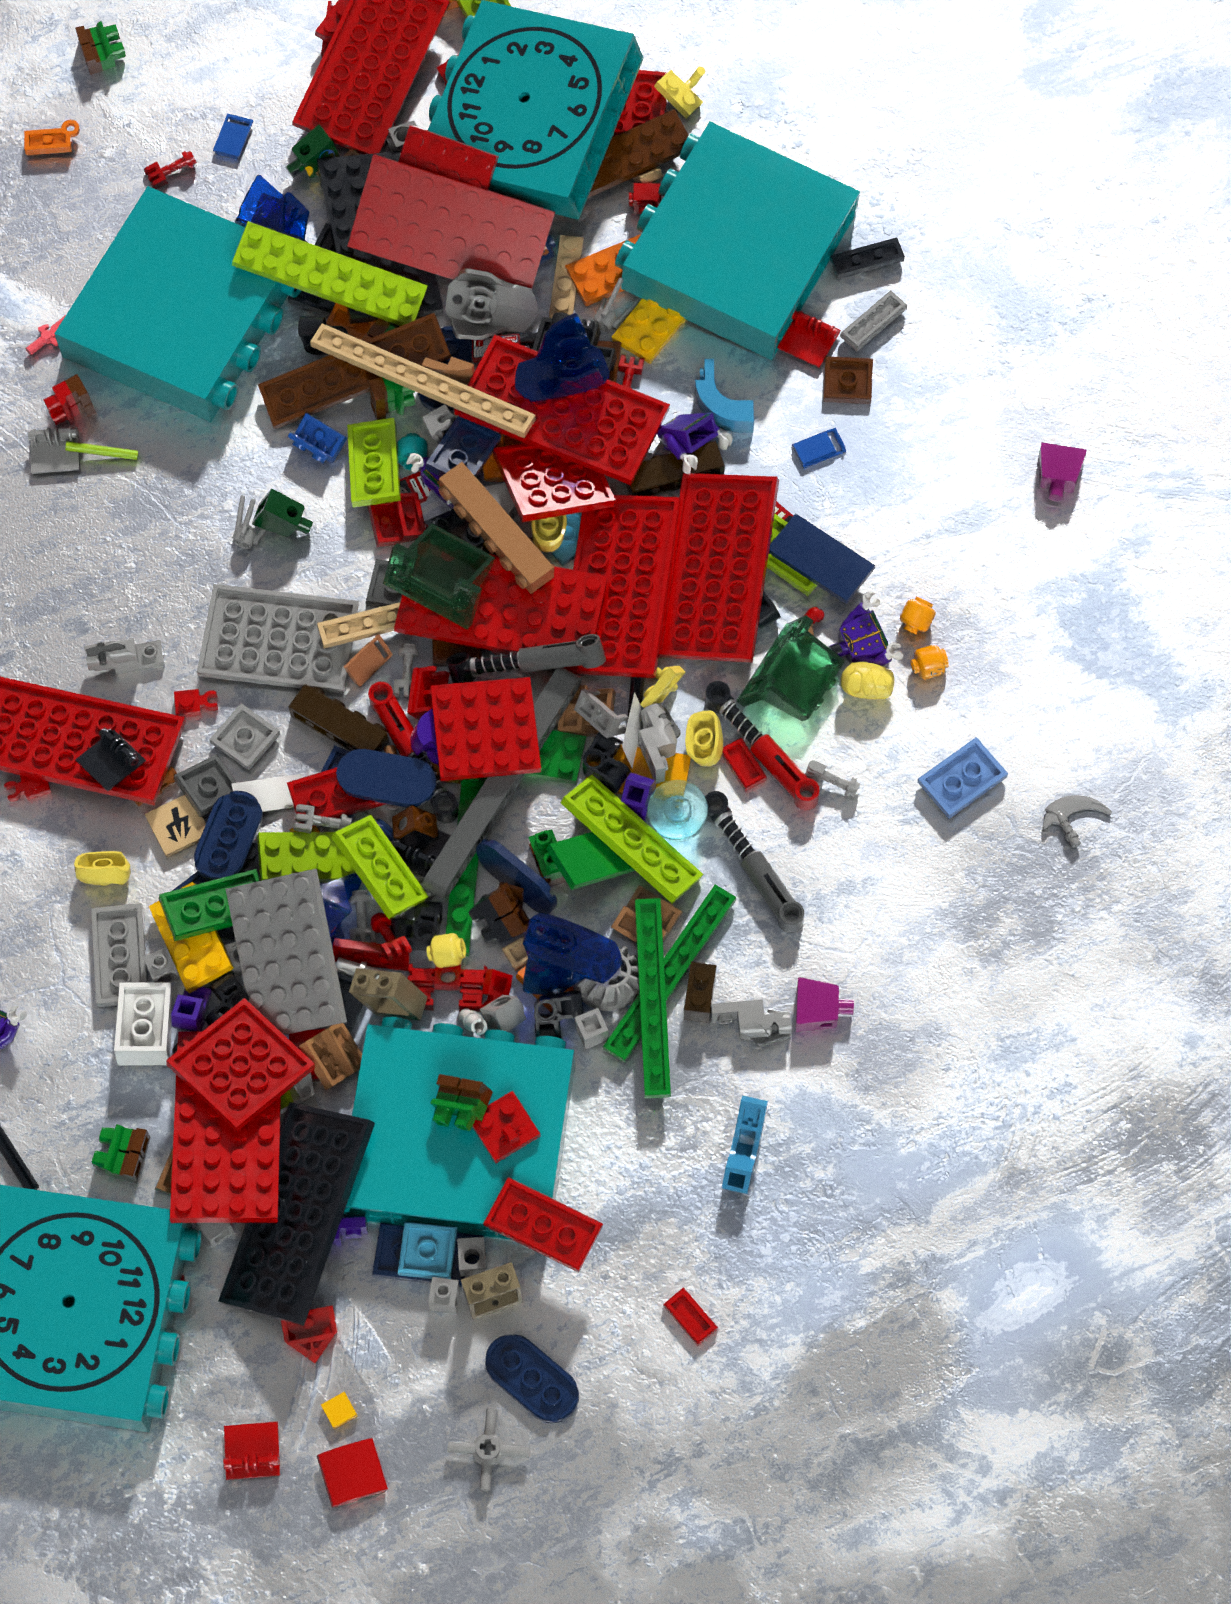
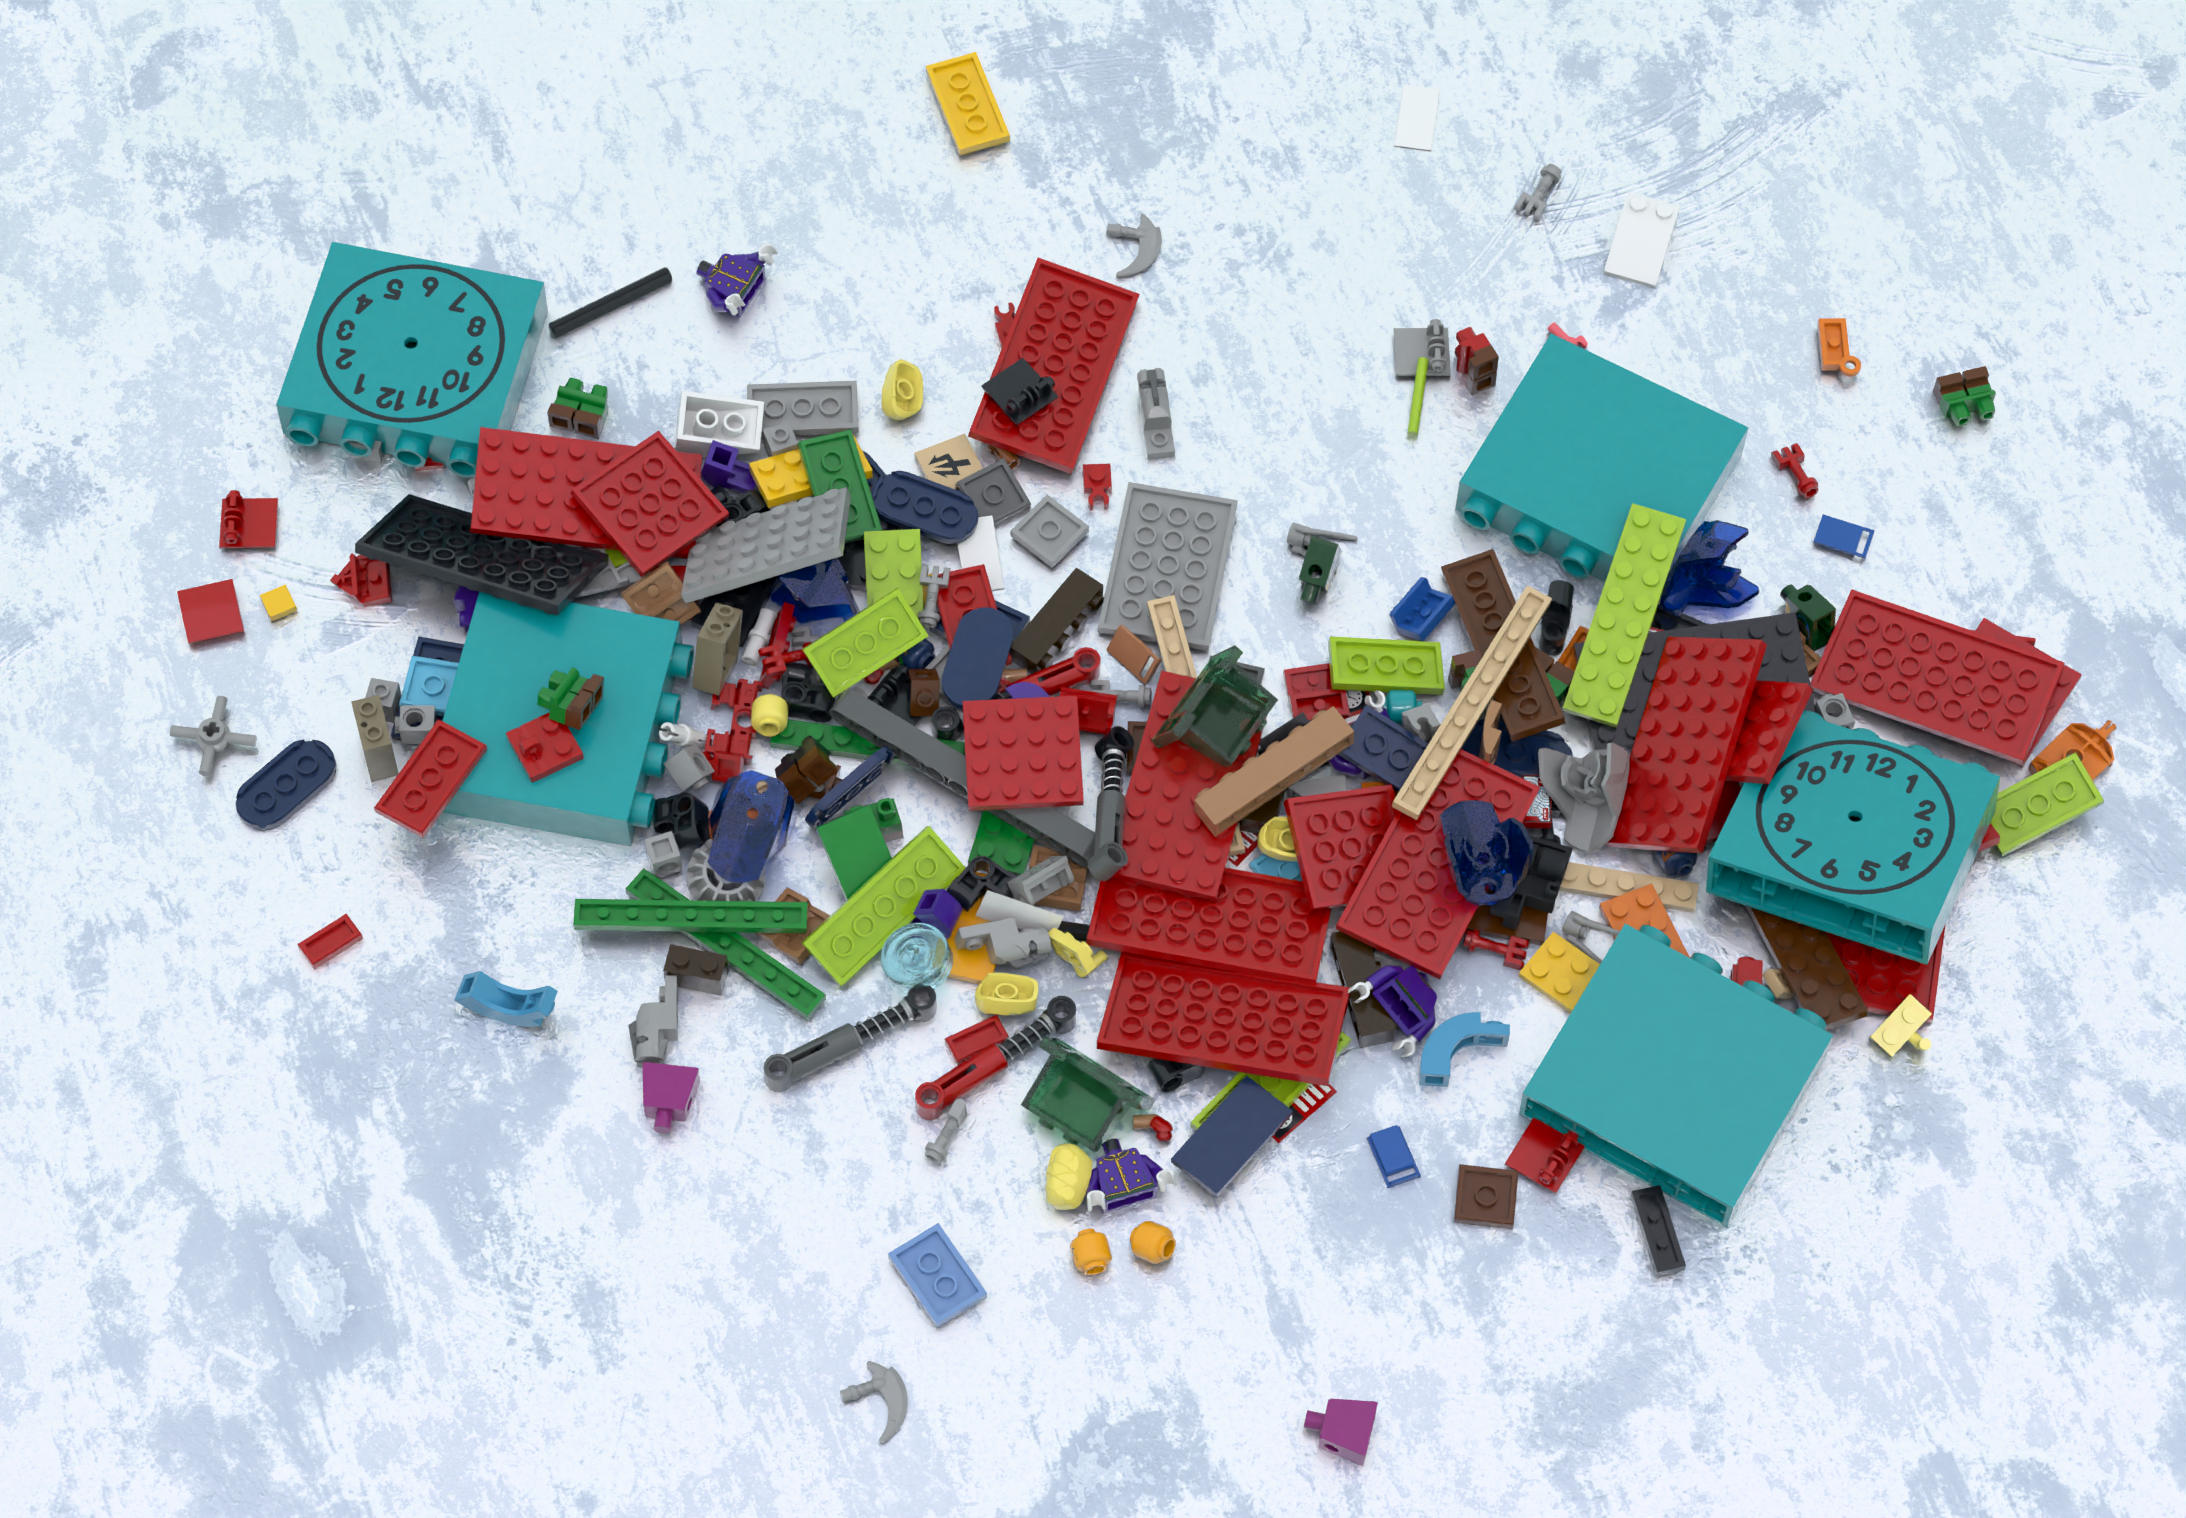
camera: 90 degrees right, 5 degrees down
(873, 320) = (1567, 1230): light grey plate -> none

